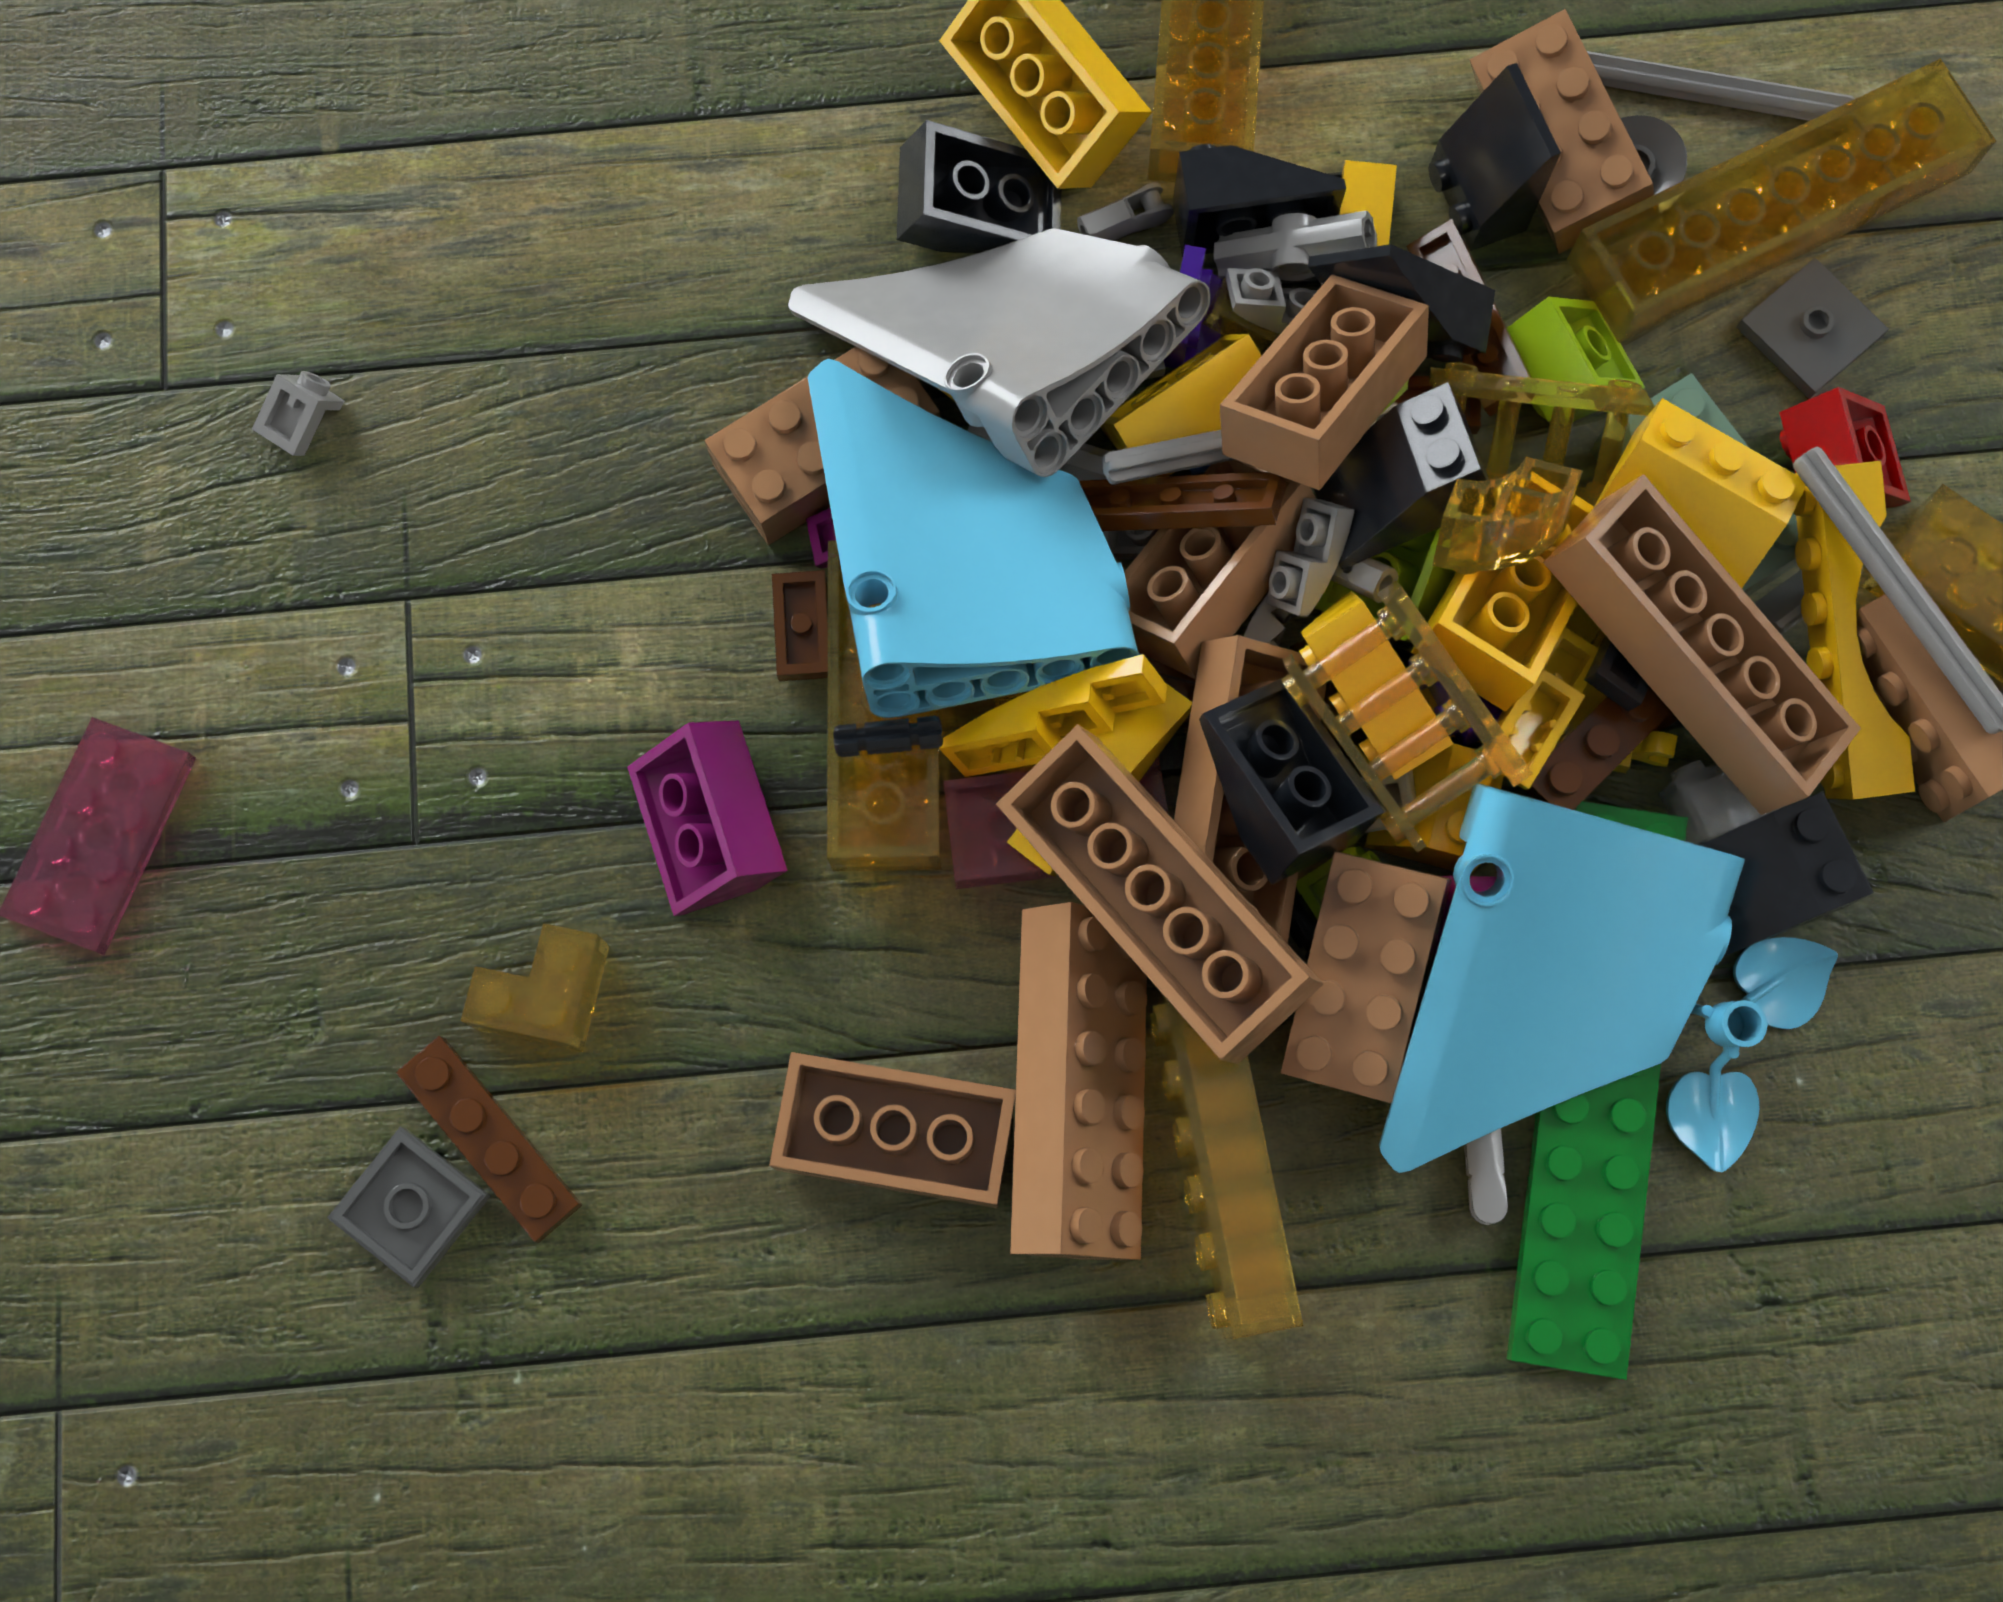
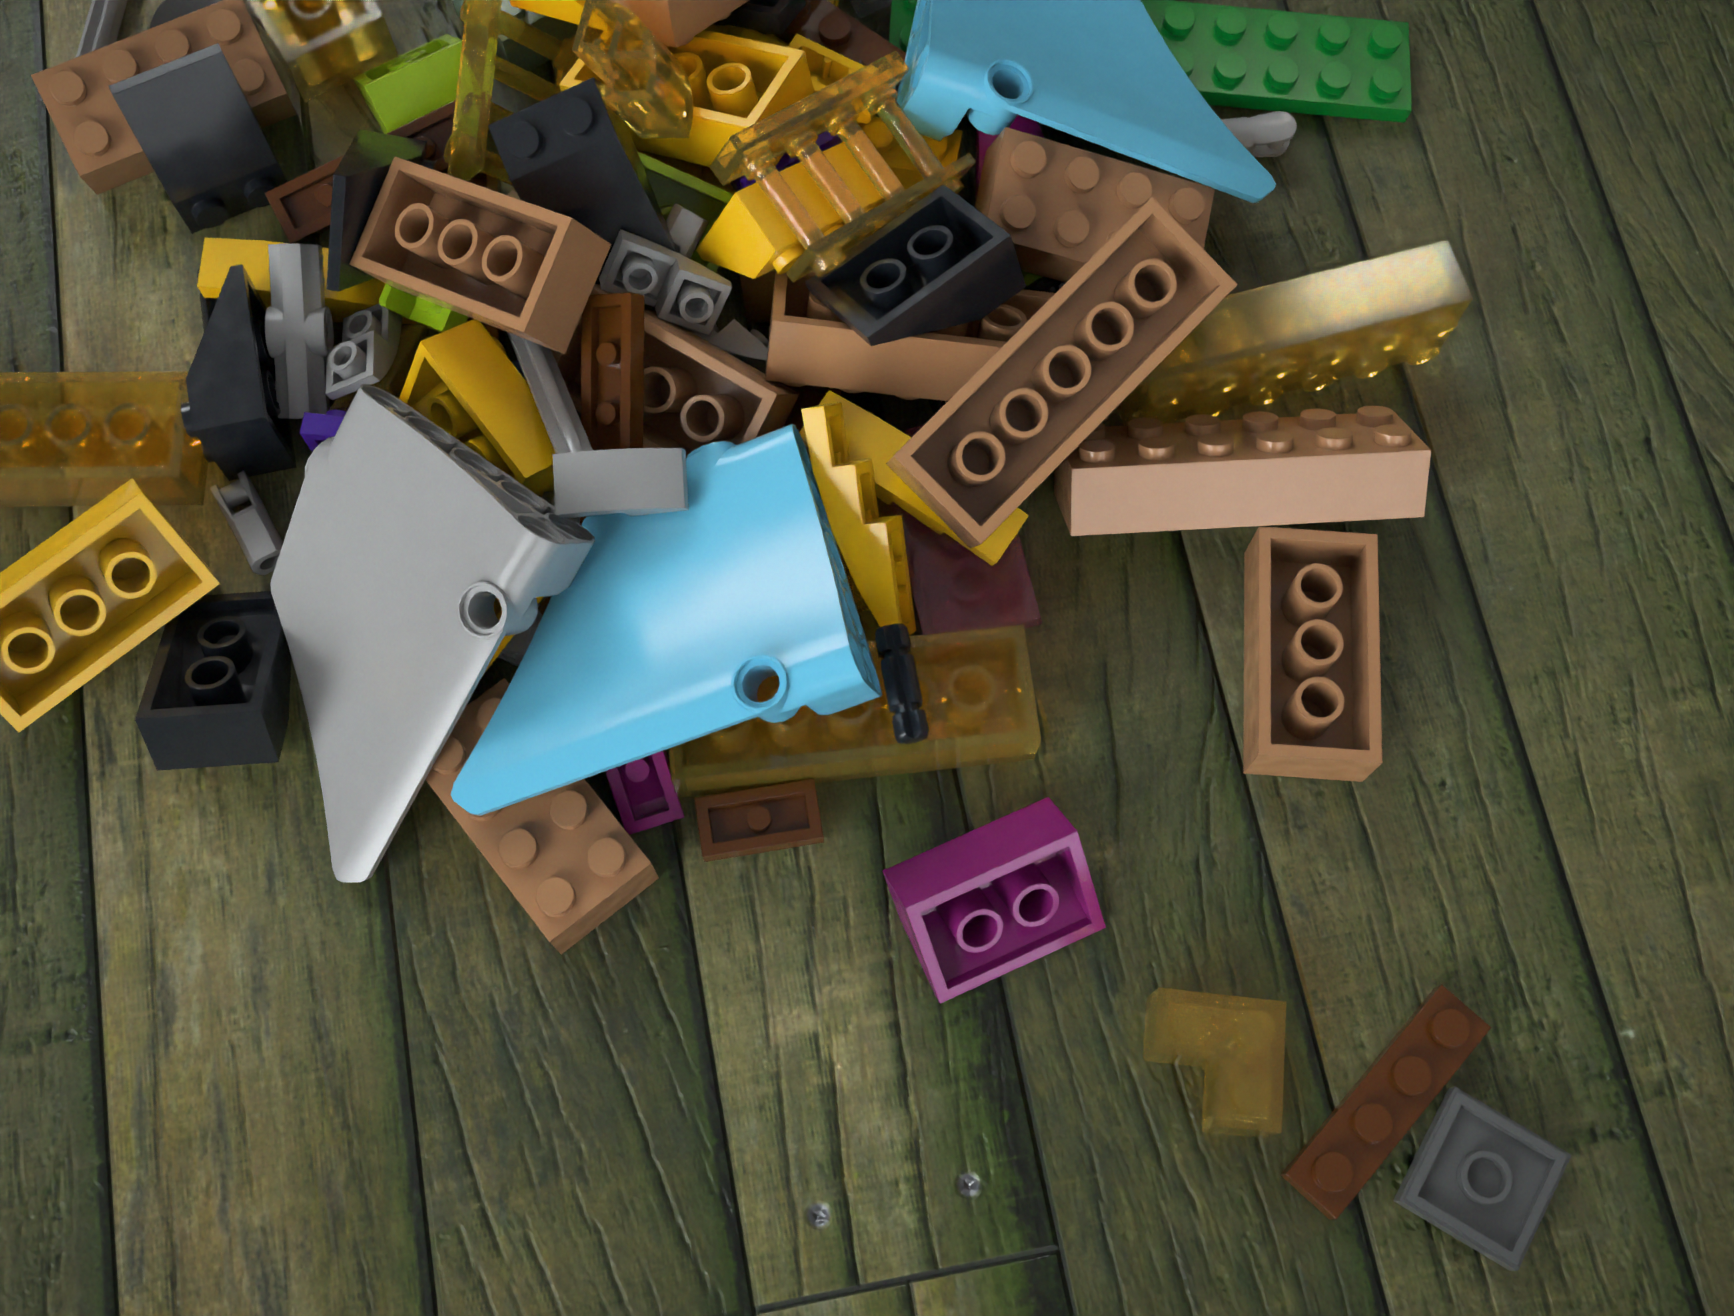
camera: 100 degrees left, 5 degrees down
(1086, 495) = (620, 482): none -> light grey slope

